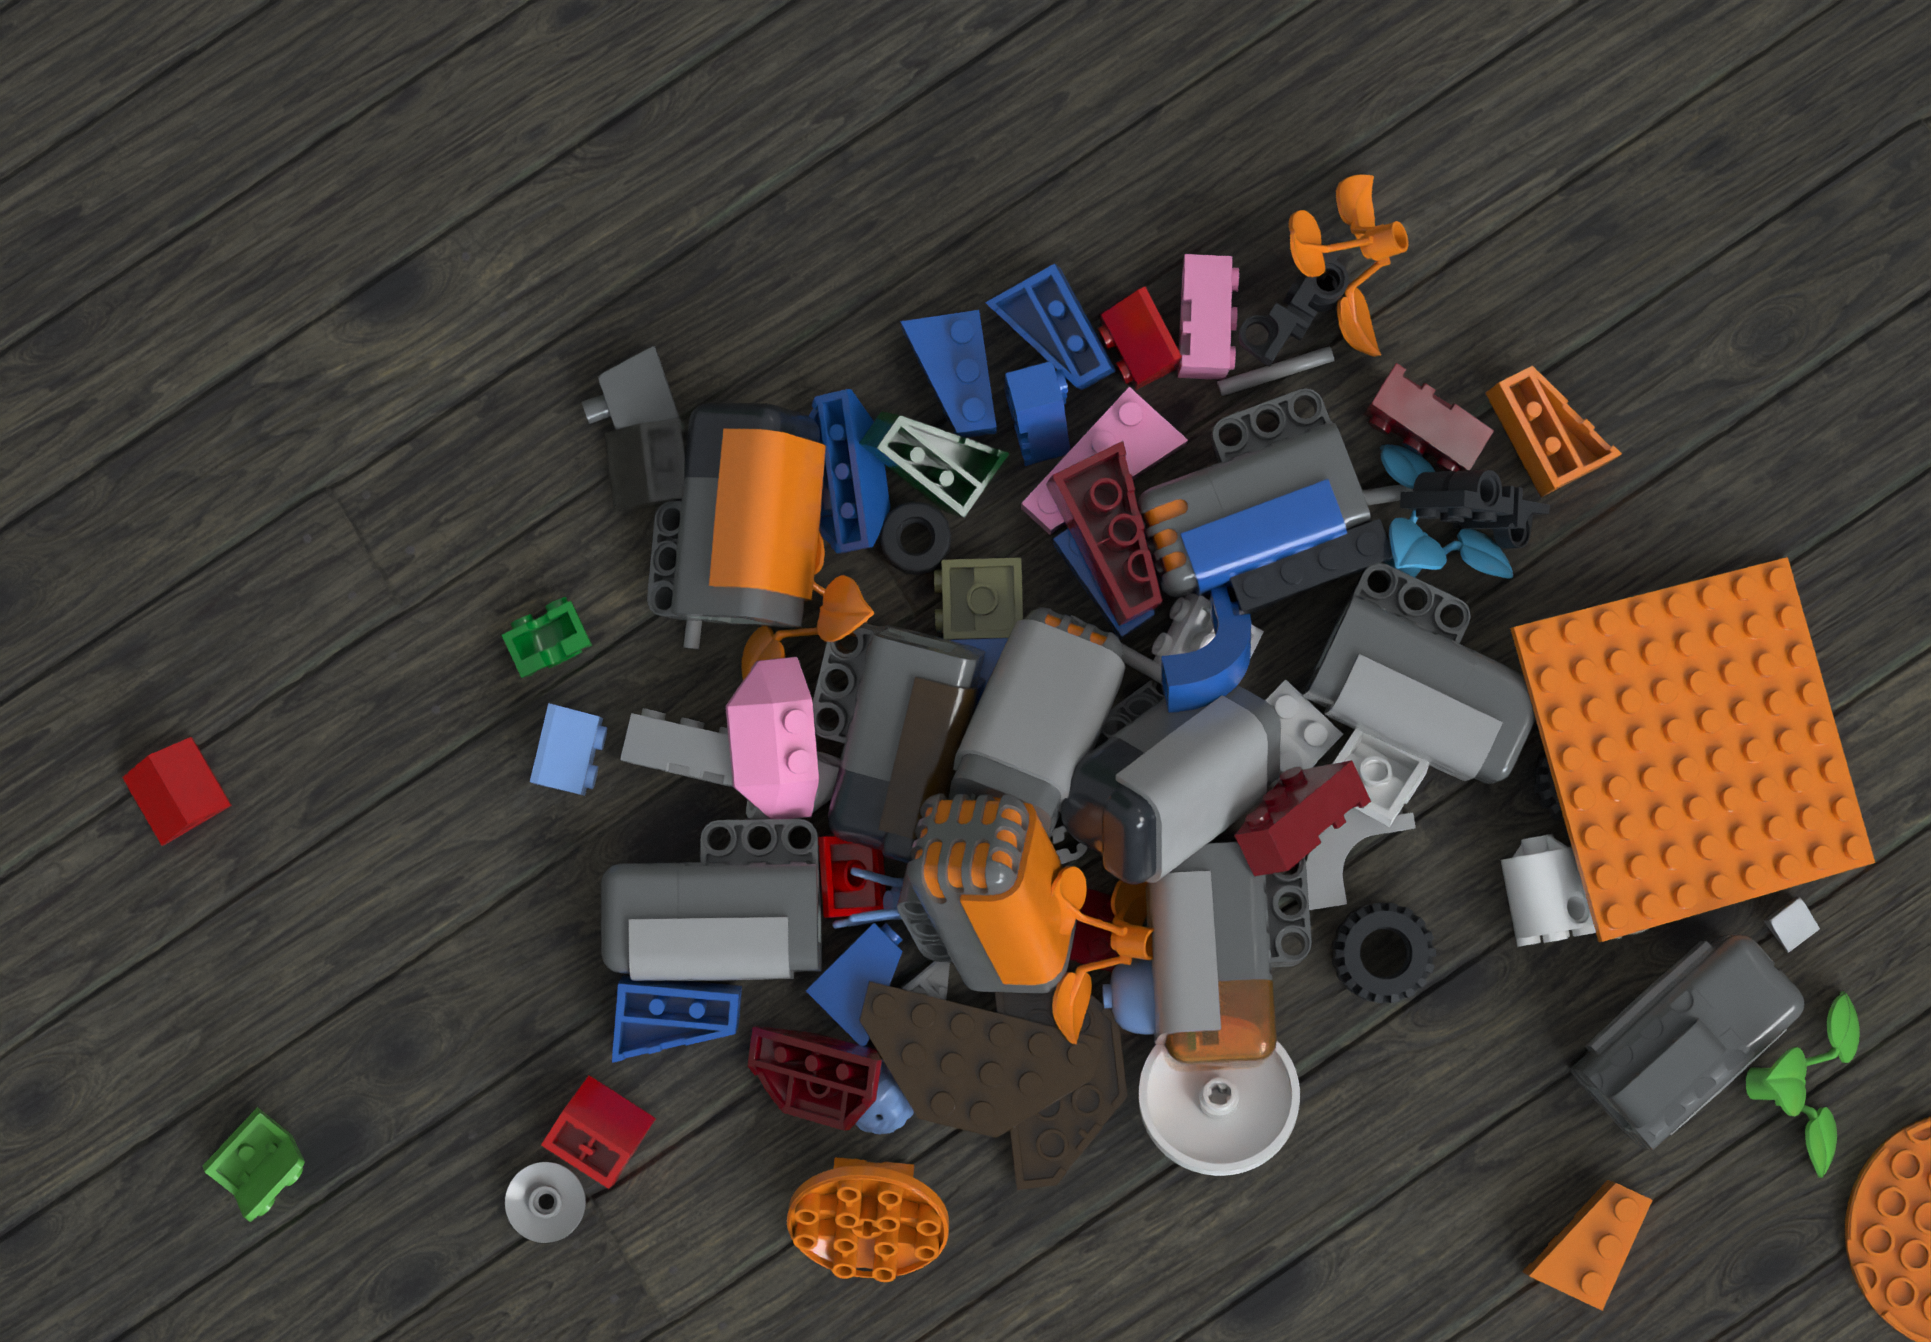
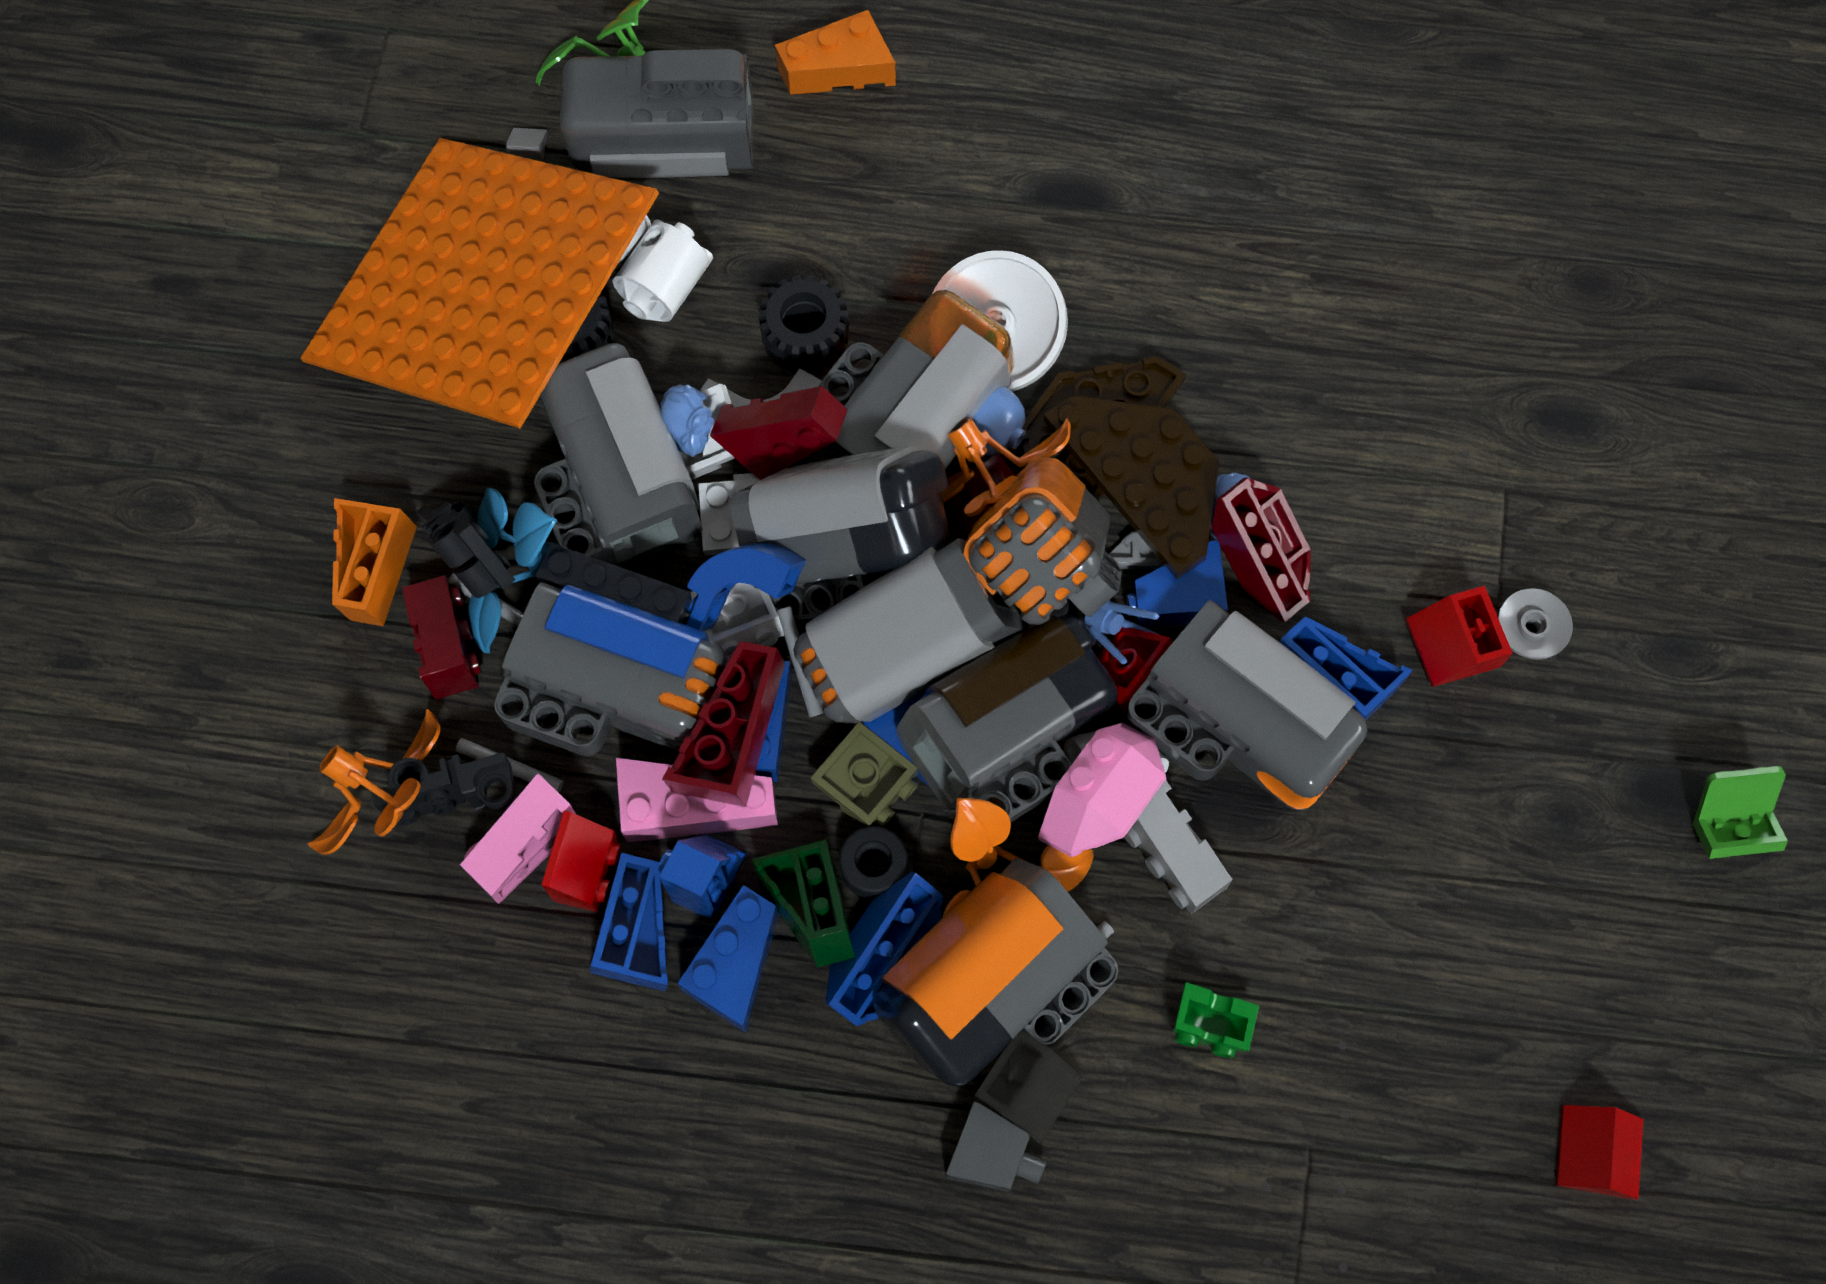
camera: 140 degrees left, 15 degrees down
(568, 750) = (1266, 921): medium blue slope -> none
(868, 1219) = (1303, 433): orange bracket -> none
(1388, 761) = (687, 418): none -> medium blue hair

